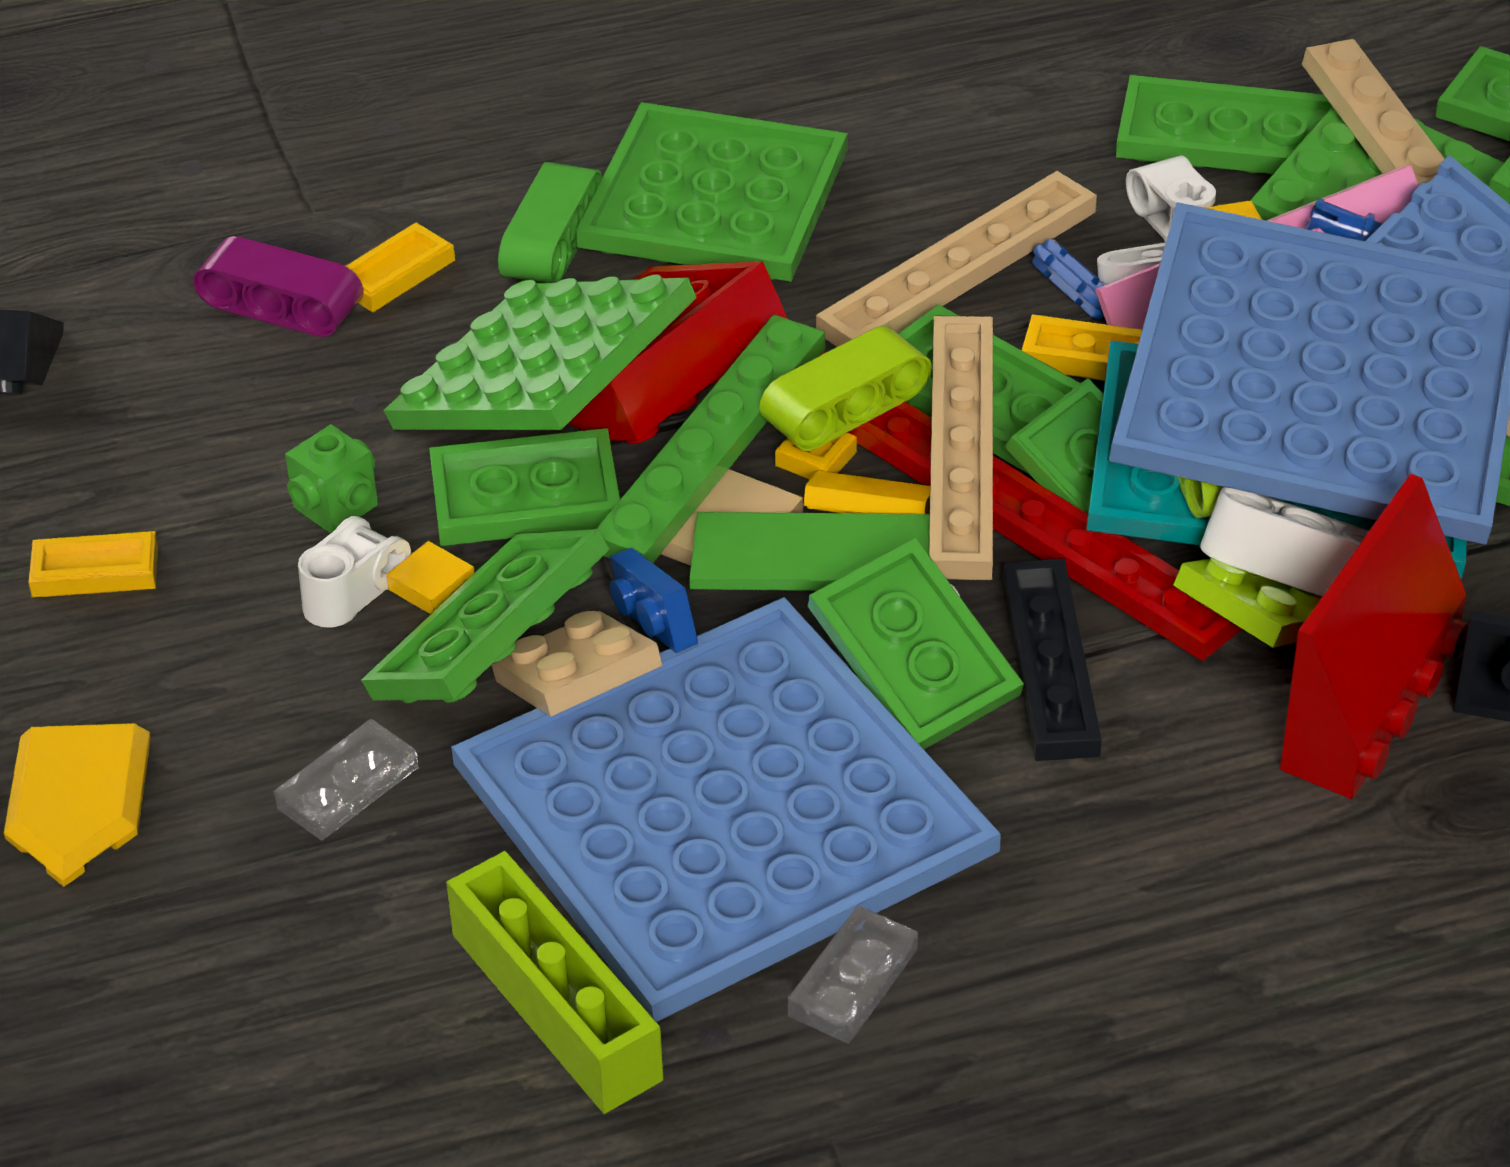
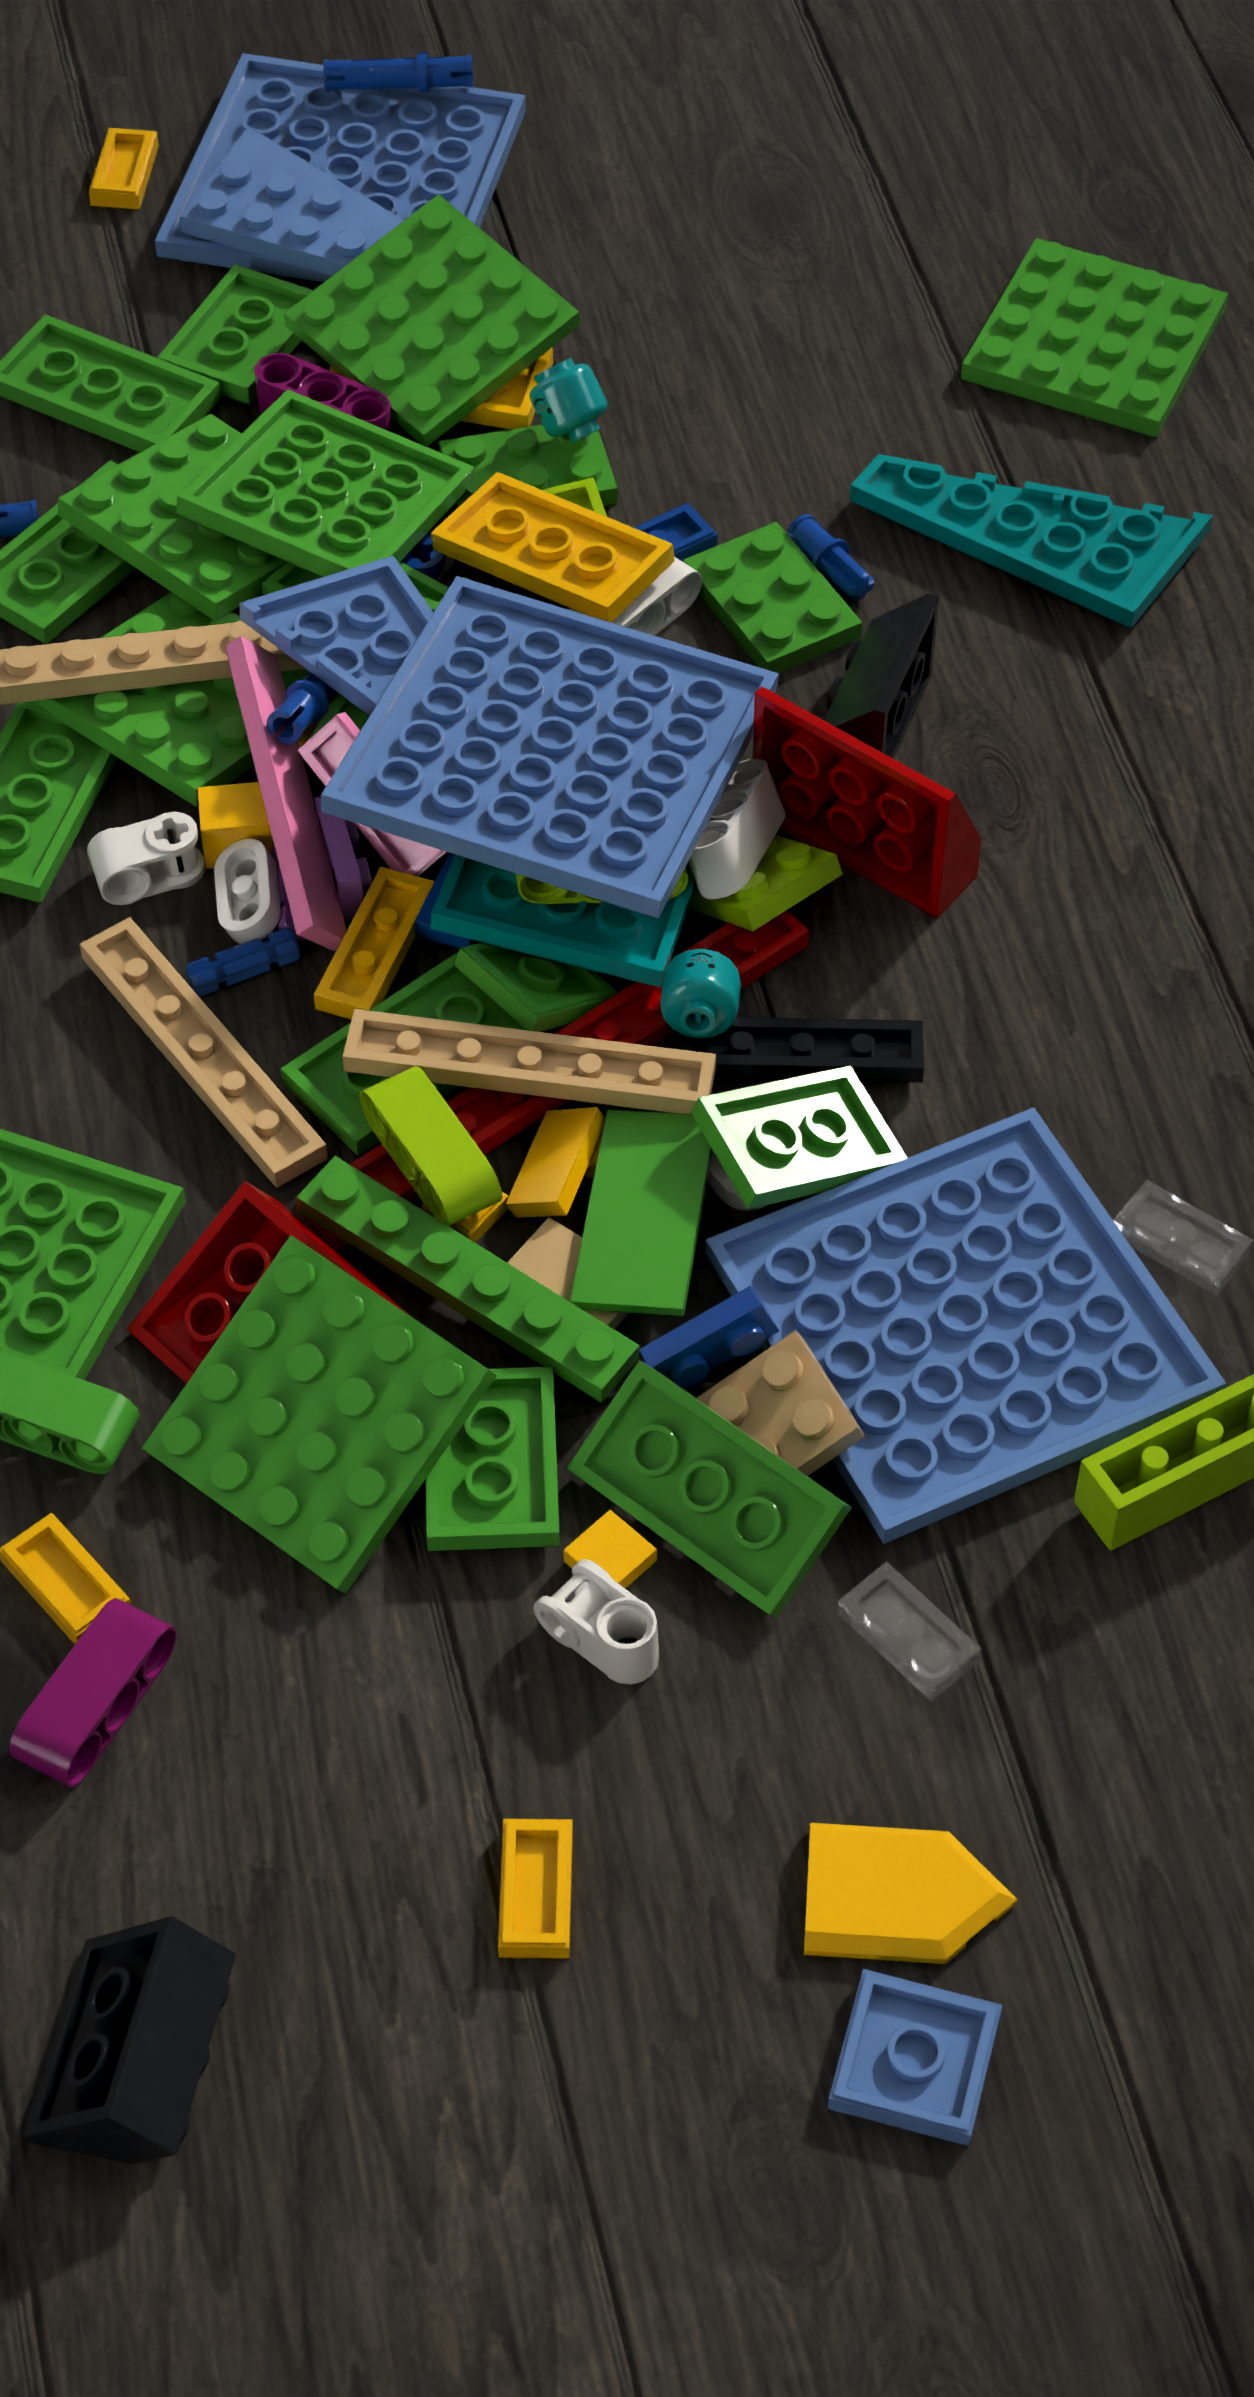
camera: 85 degrees left, 10 degrees up
(331, 478) = (463, 1630): bright green brick -> none
(1071, 546) = (704, 989): none -> teal head

